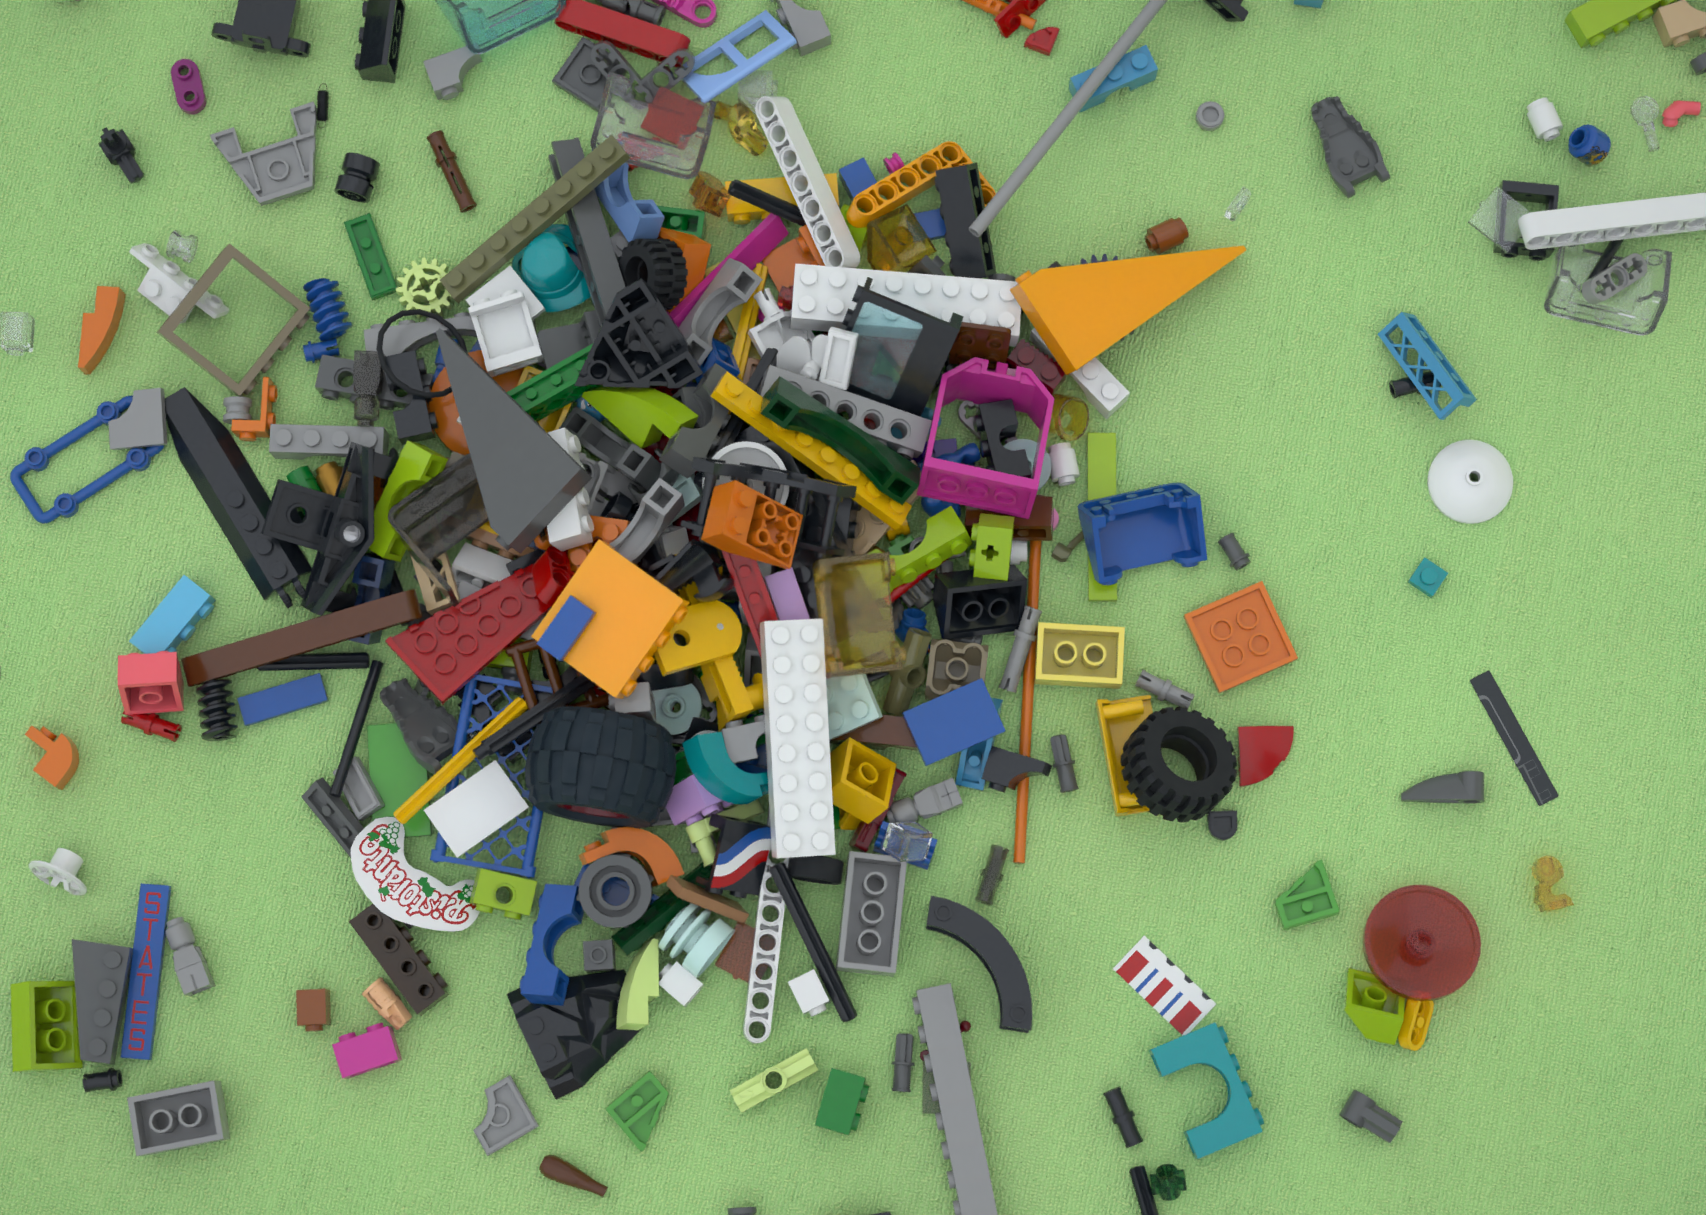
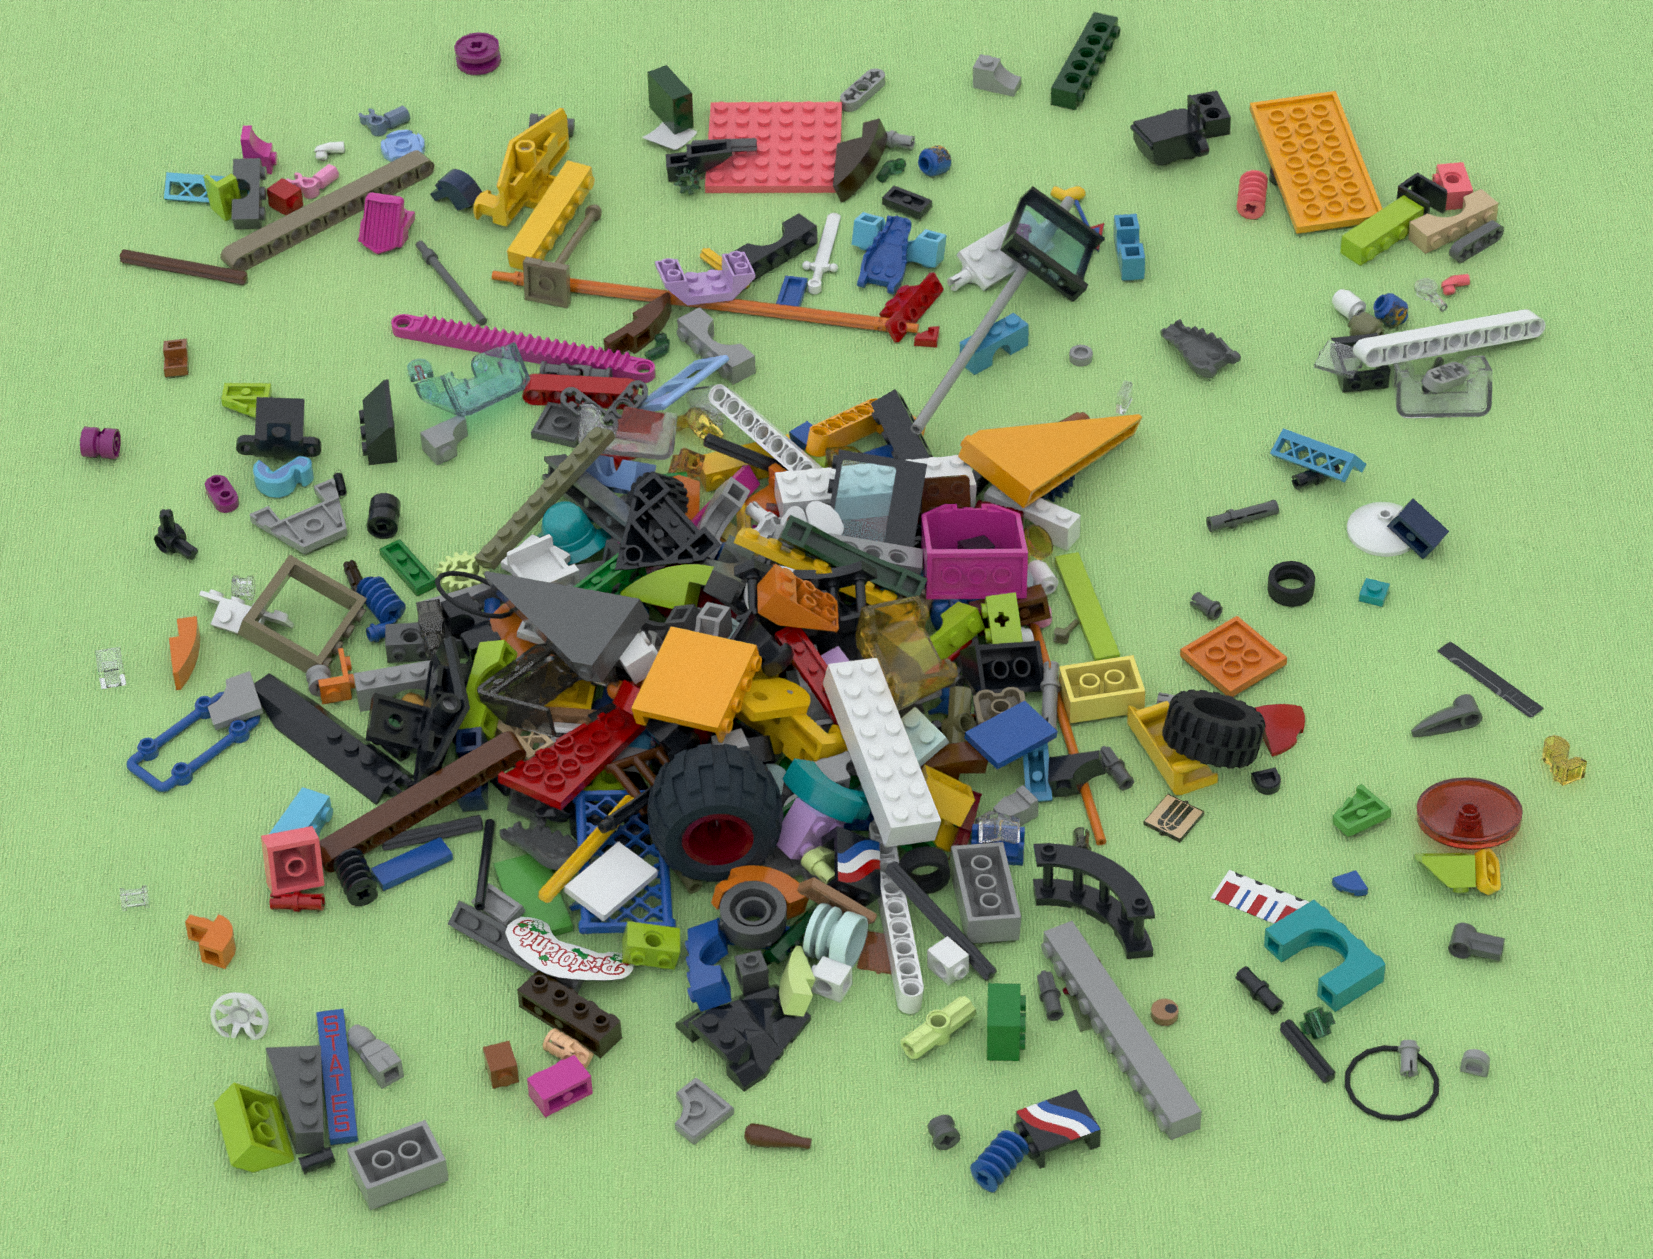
camera: 15 degrees left, 35 degrees down
(260, 88) = (283, 480): none -> medium azure animal
(308, 258) = (353, 574): none -> dark brown axle
(438, 143) = (457, 495): reddish brown pin -> none
(566, 628) = (660, 689): blue tile -> none
(639, 1108) = (821, 1075): bright green wing -> none
(838, 358) = (832, 510): white tile -> none
(1016, 1116) = (1164, 1012): none -> medium nougat tile
(1106, 848) = (1173, 818): none -> piece
(1143, 530) = (1126, 599): blue windscreen -> none
(1266, 994) = (1351, 883): none -> blue tile
(1316, 424) = (1232, 518): none -> dark grey pin
(1338, 523) = (1288, 596): none -> black tyre
(1505, 507) = (1417, 528): none -> dark blue brick
(1550, 166) = (1365, 324): none -> olive head

